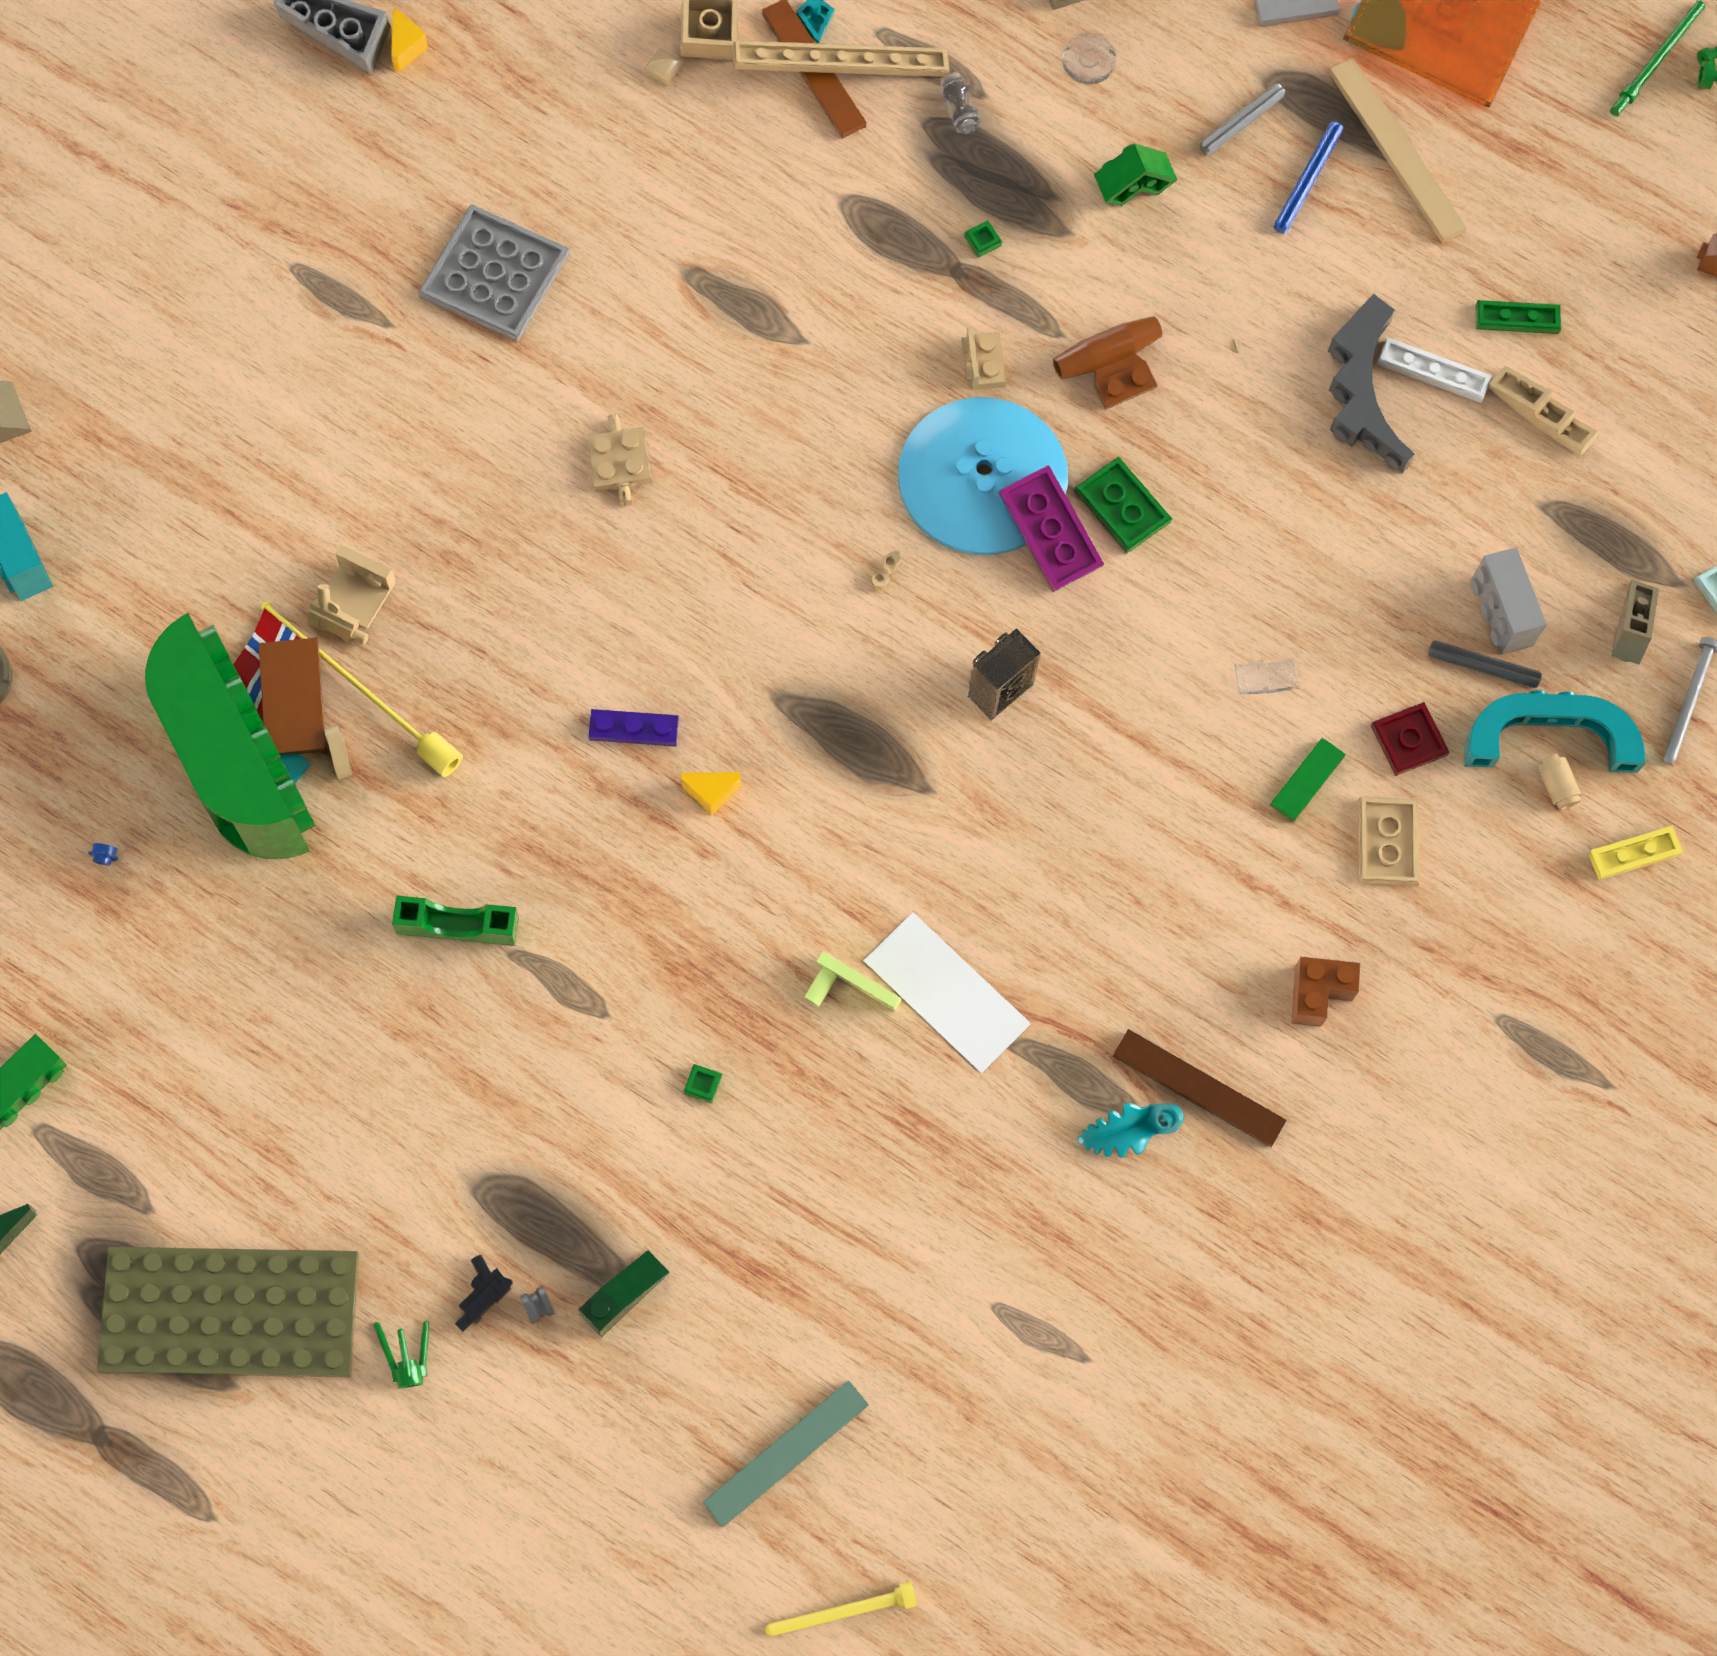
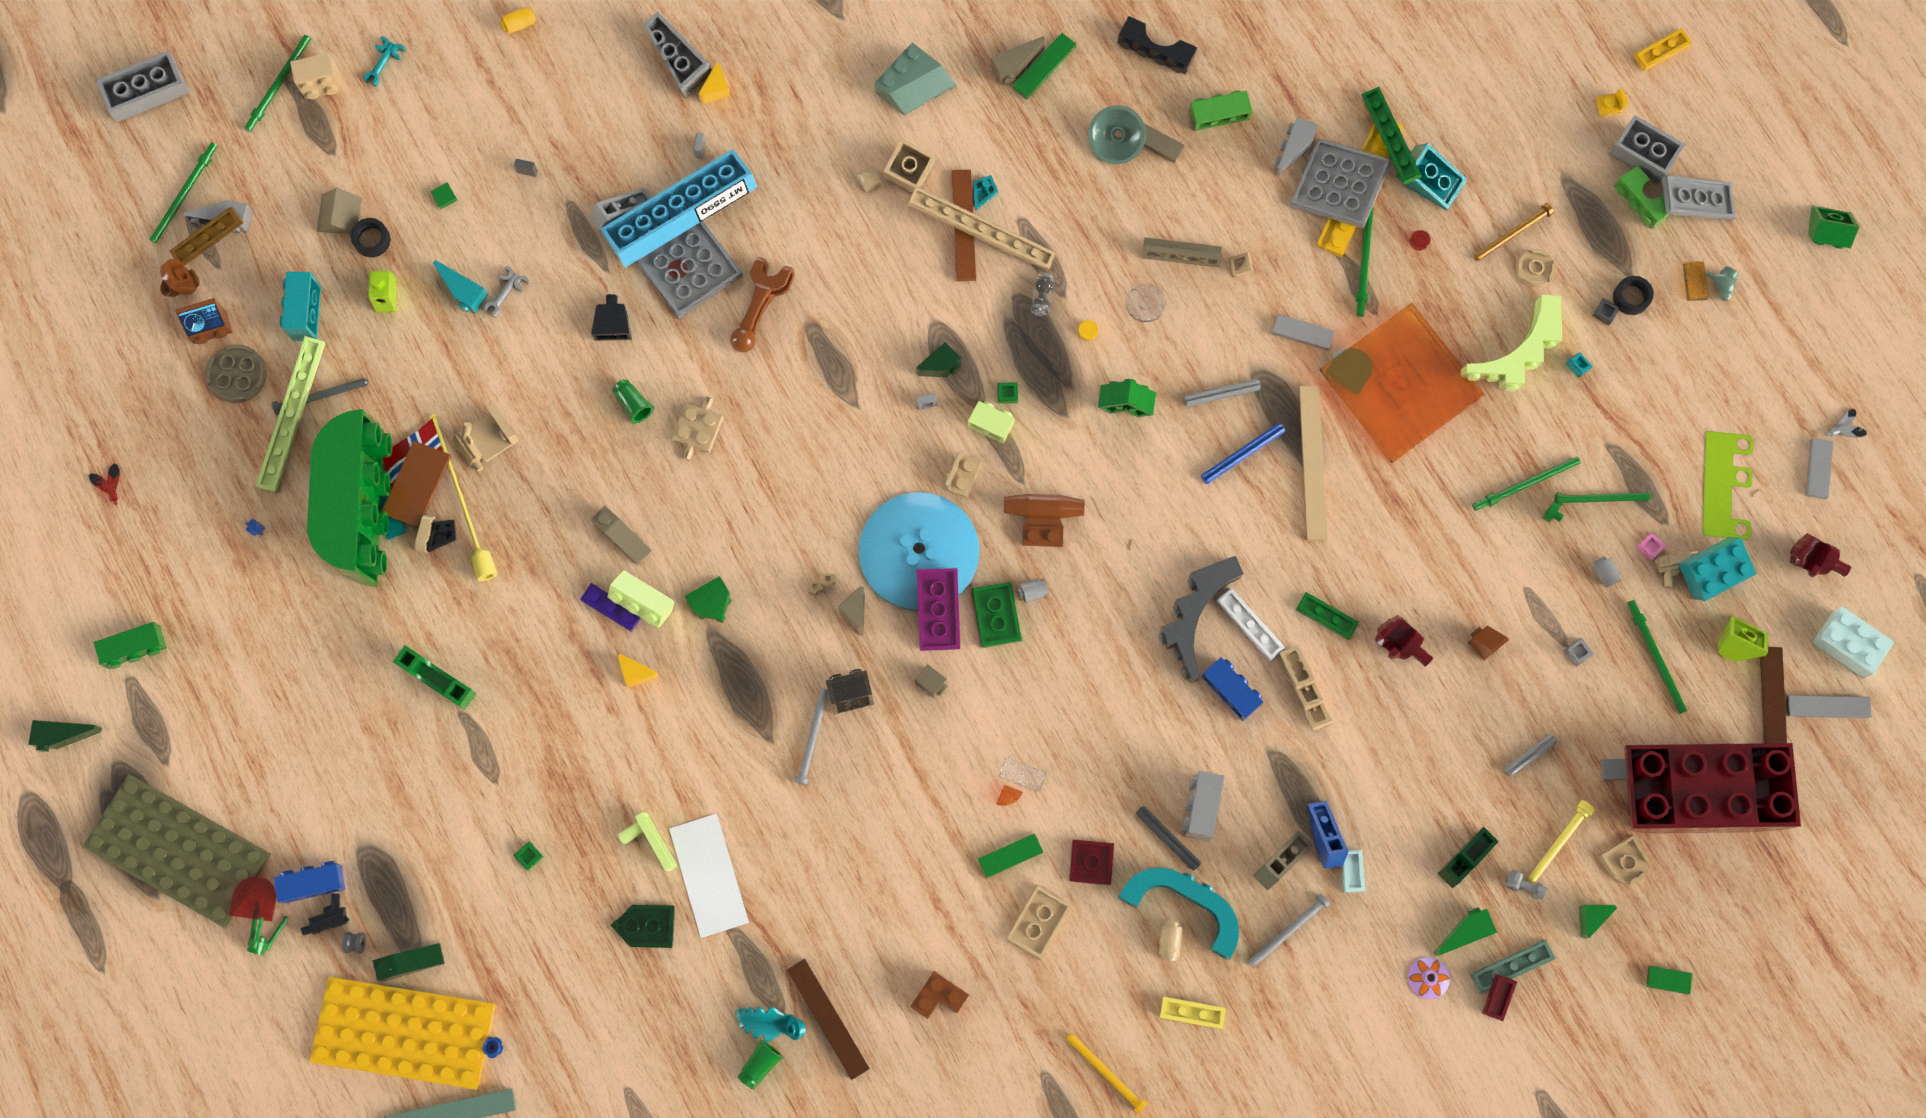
camera: 30 degrees right, 5 degrees up
(48, 405) = (363, 225): none -> black tyre
(73, 689) = (290, 414): none -> yellowish green tile
(95, 651) = (327, 393): none -> dark grey bar
(100, 74) = (518, 20): none -> yellow head
(108, 475) = (383, 286): none -> lime torso
(123, 330) = (444, 195): none -> green tile
(214, 246) = (525, 167): none -> dark grey tile
(218, 431) = (466, 292): none -> teal slope
(273, 393) = (512, 280): none -> light grey bar
(360, 744) = (442, 534): none -> black piece
(366, 241) = (613, 208): none -> light grey slope
(371, 1318) = (254, 899): none -> clear red tile
(426, 120) = (699, 145): none -> light grey tile
(434, 1259) = (309, 882): none -> blue brick
(435, 380) = (611, 321): none -> black torso
(445, 203) = (679, 208): none -> medium azure brick
(477, 276) = (676, 265): none -> clear red tile
(518, 464) = (632, 401): none -> green plant
(594, 632) = (620, 535): none -> dark tan slope
(612, 250) = (765, 290): none -> dark orange piece
(664, 1386) = (402, 1033): none -> yellow plate
(669, 695) = (640, 599): none -> yellowish green brick
(756, 657) = (710, 600): none -> green slope
(785, 1341) = (492, 1053): none -> blue plate
(881, 239) = (940, 363): none -> dark green slope
(890, 293) = (926, 401): none -> light grey tile
(905, 1092) = (647, 926): none -> dark green tile
(950, 579) = (853, 610): none -> dark tan slope
(984, 280) = (991, 421): none -> yellowish green brick
(997, 815) = (802, 778): none -> light grey bar
(1038, 121) = (1088, 330): none -> yellow tile
(1091, 619) = (931, 681): none -> dark tan brick
(1148, 1184) = (759, 1064): none -> green plant
(1151, 453) = (1032, 590): none -> light grey brick
(1263, 710) = (1008, 796): none -> clear orange tile
(1459, 452) = (1232, 688): none -> blue brick
(1625, 299) = (1402, 640): none -> dark red piece
(1636, 994) = (1139, 1105): none -> yellow bar
(1671, 567) = (1327, 835): none -> blue slope

